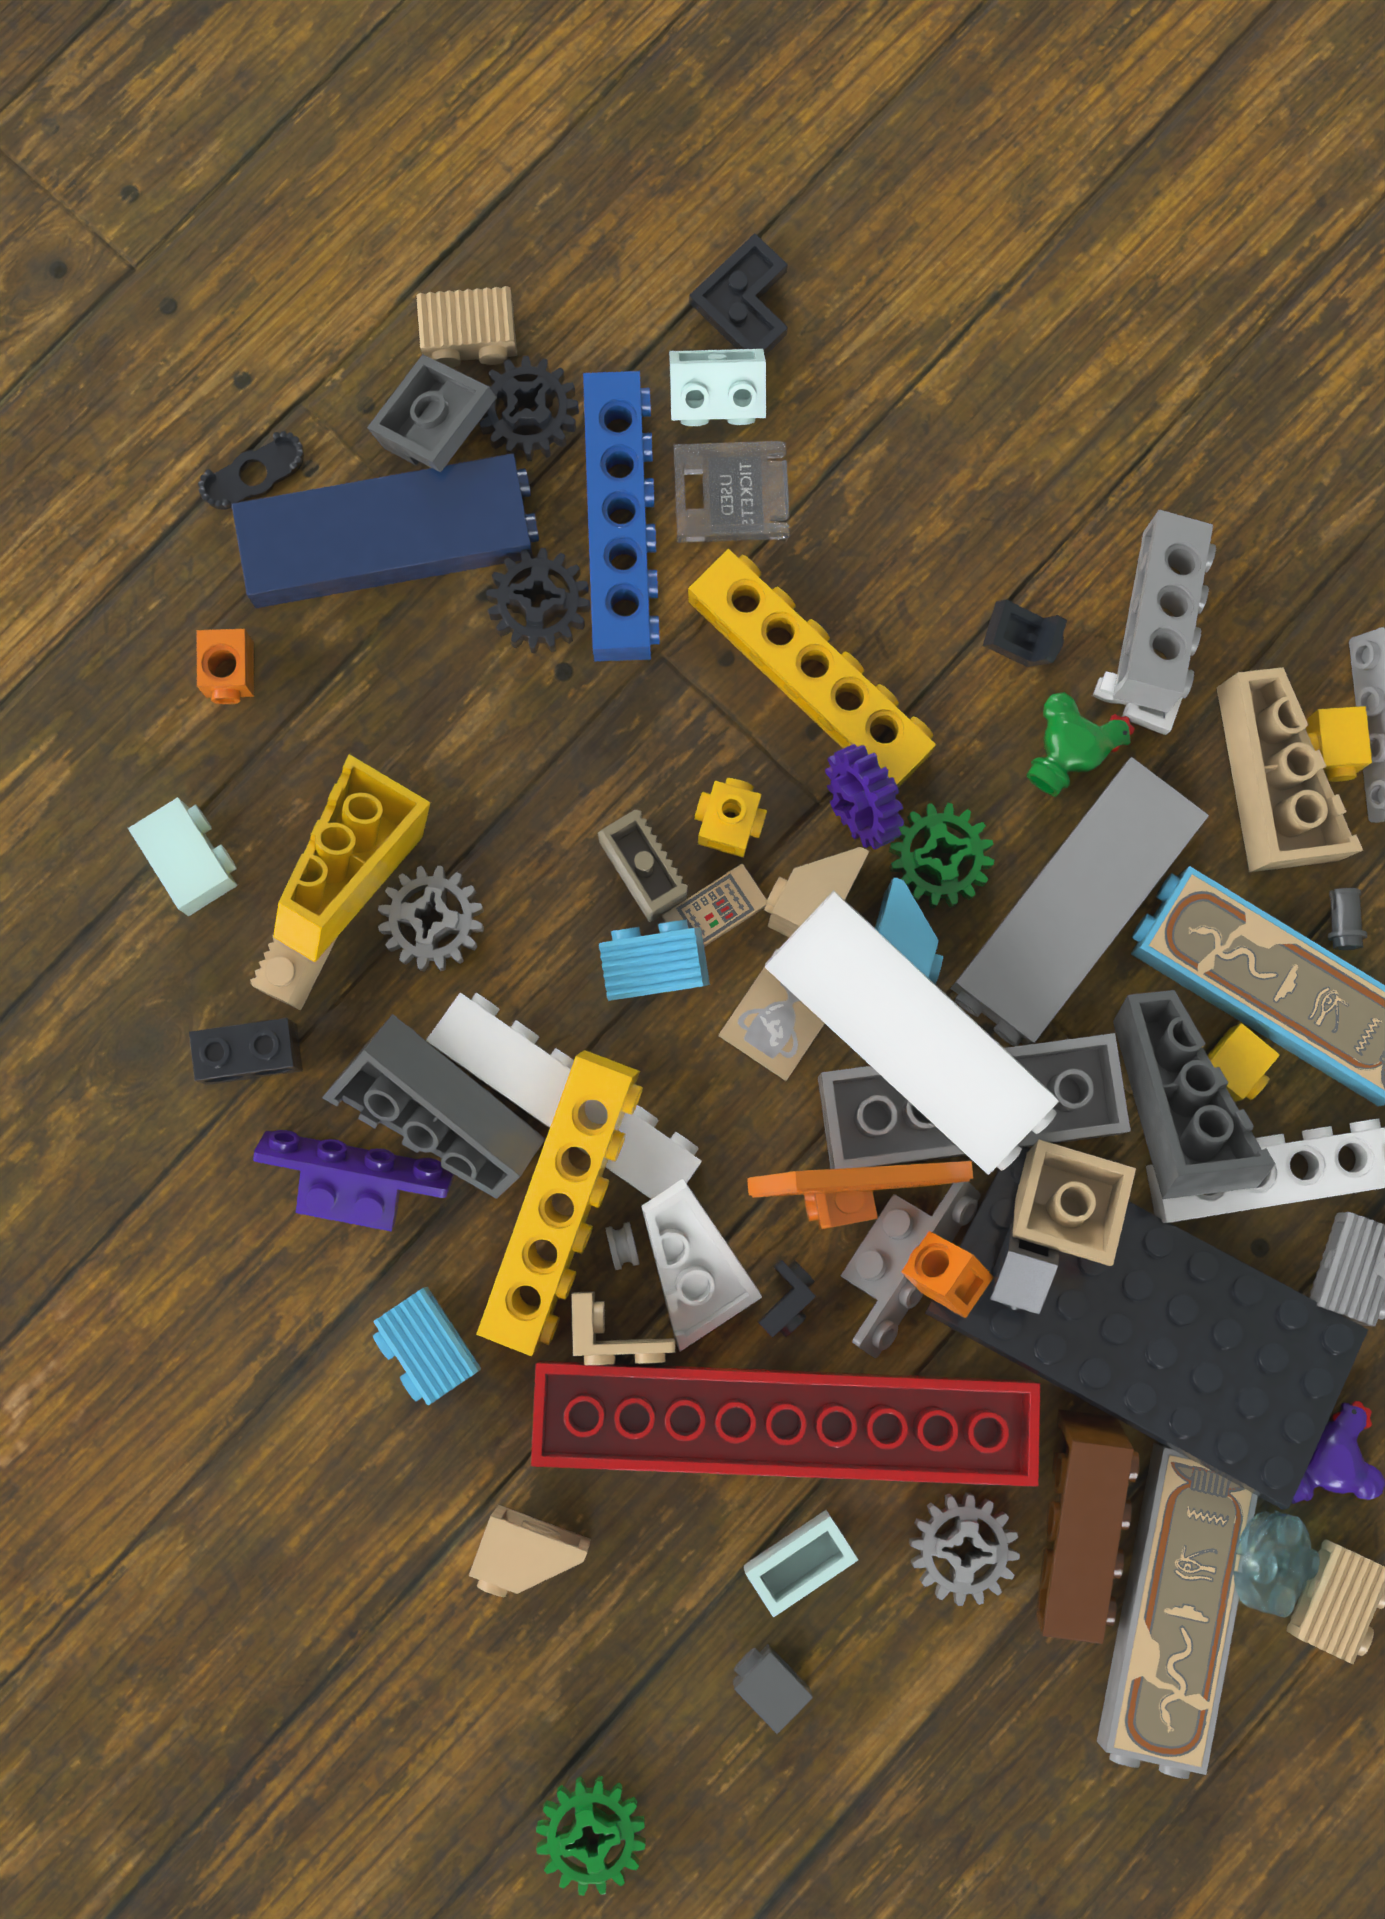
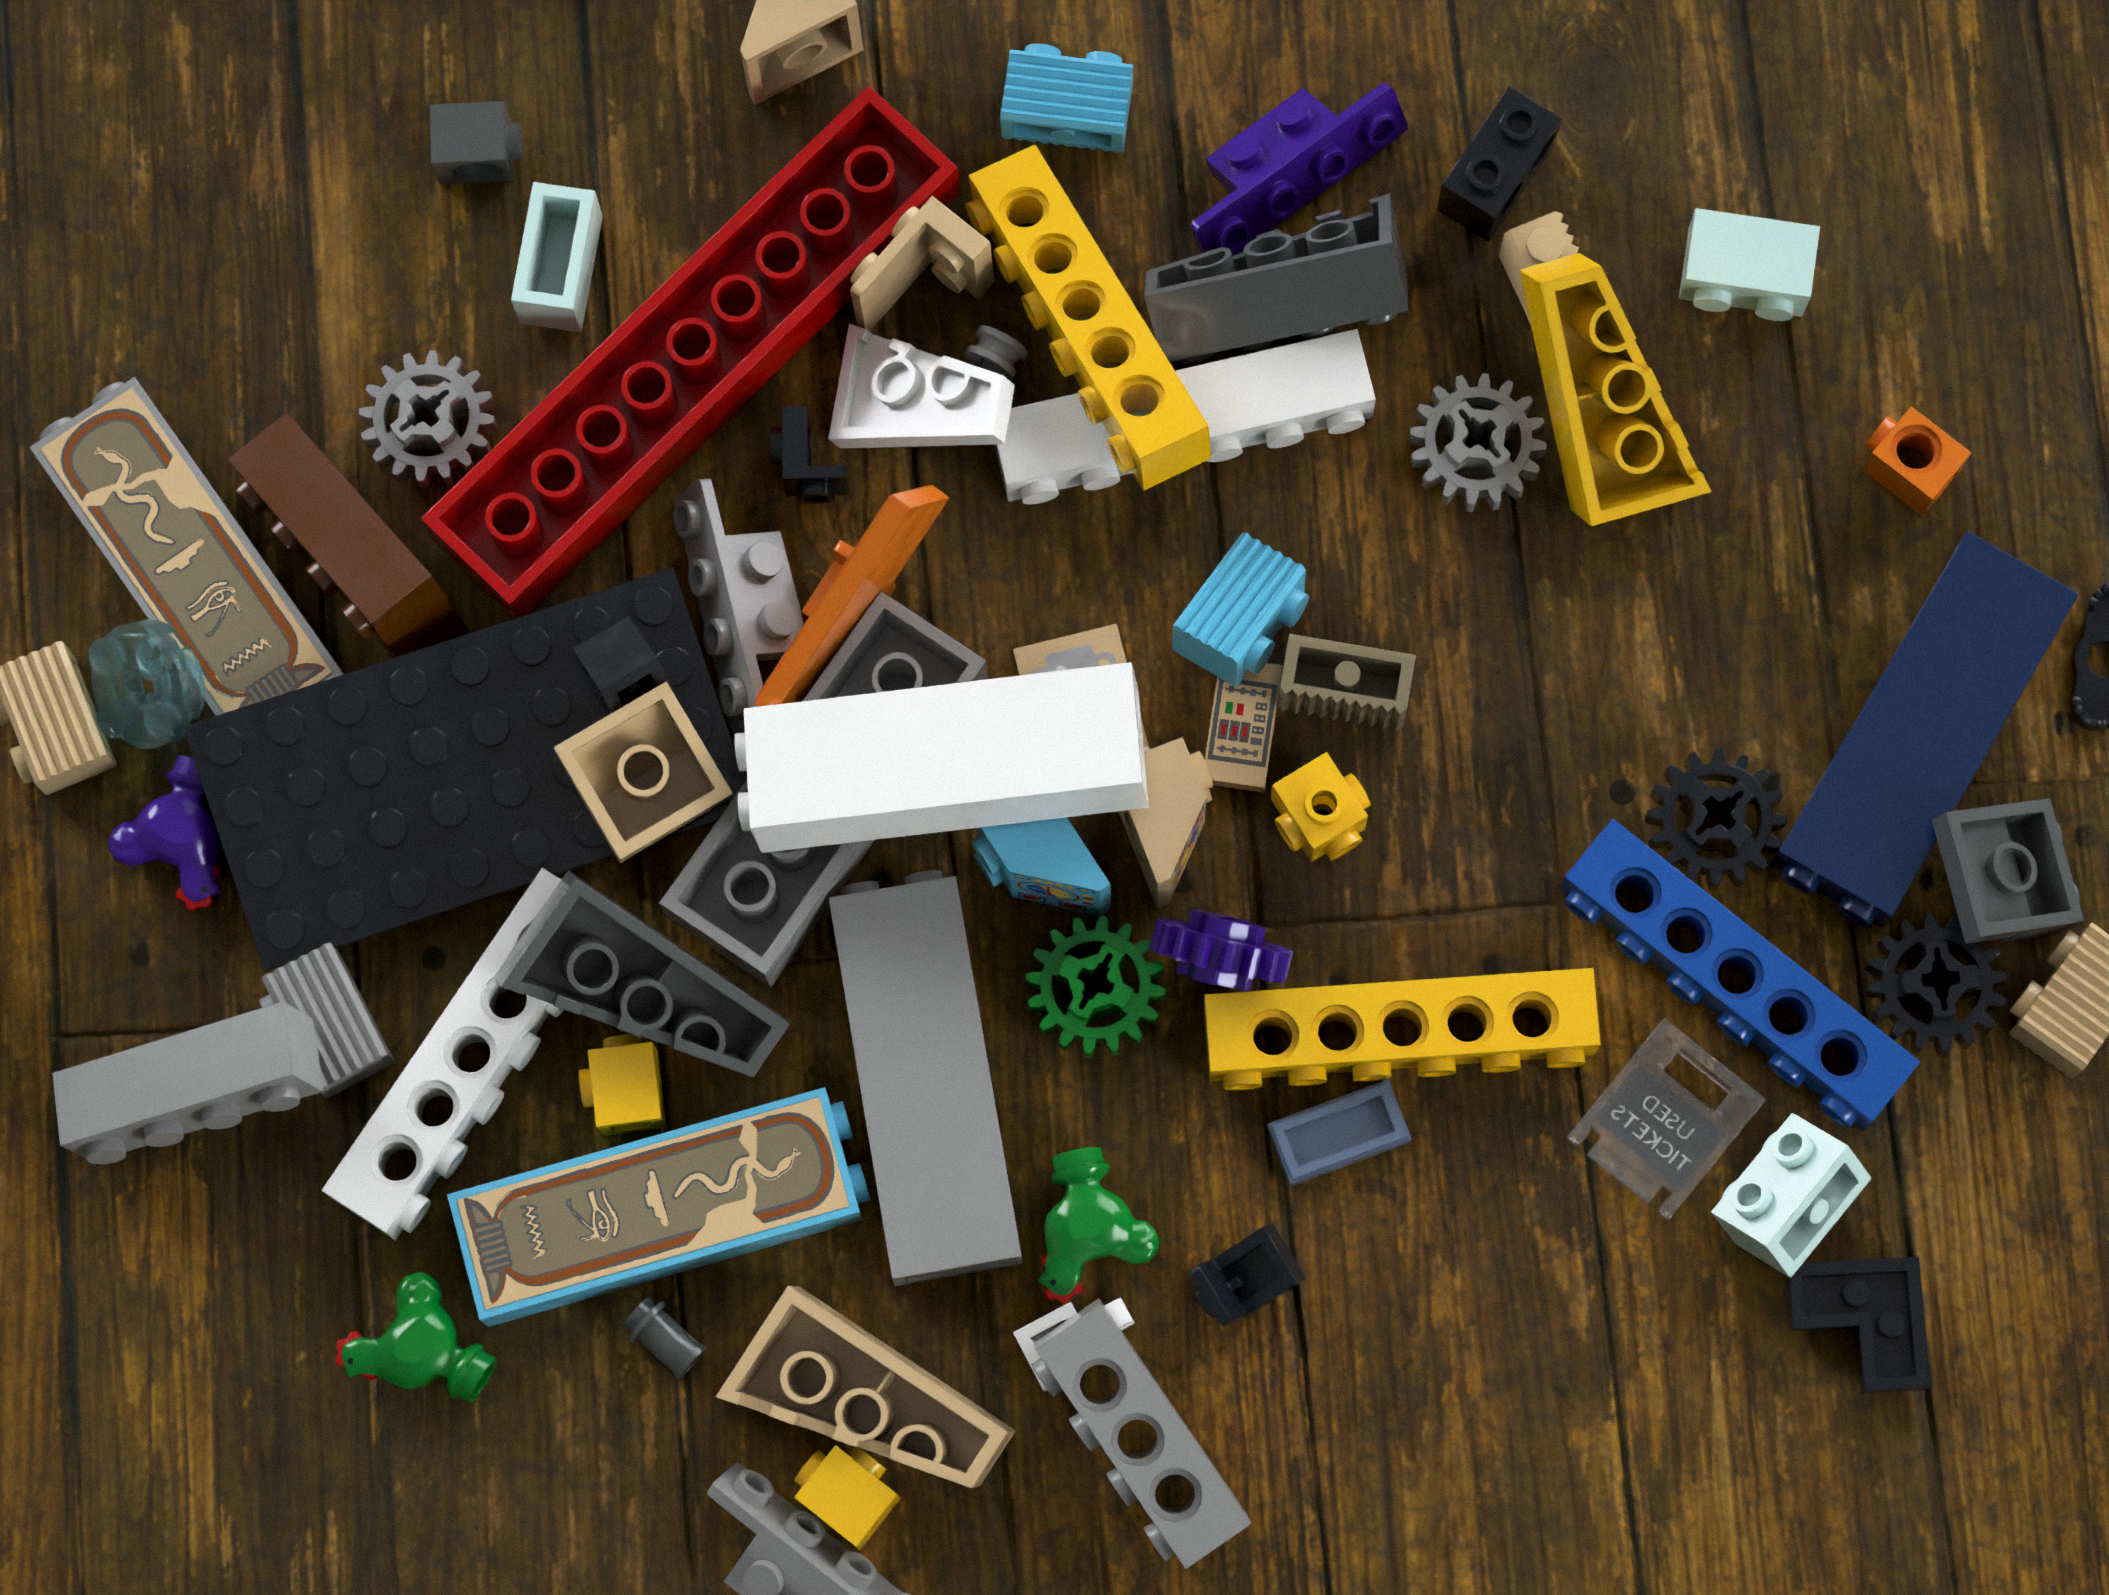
camera: 140 degrees right, 5 degrees down
(897, 658) = (1339, 1132): none -> sand blue tile
(962, 1278) = (688, 603): orange brick -> none

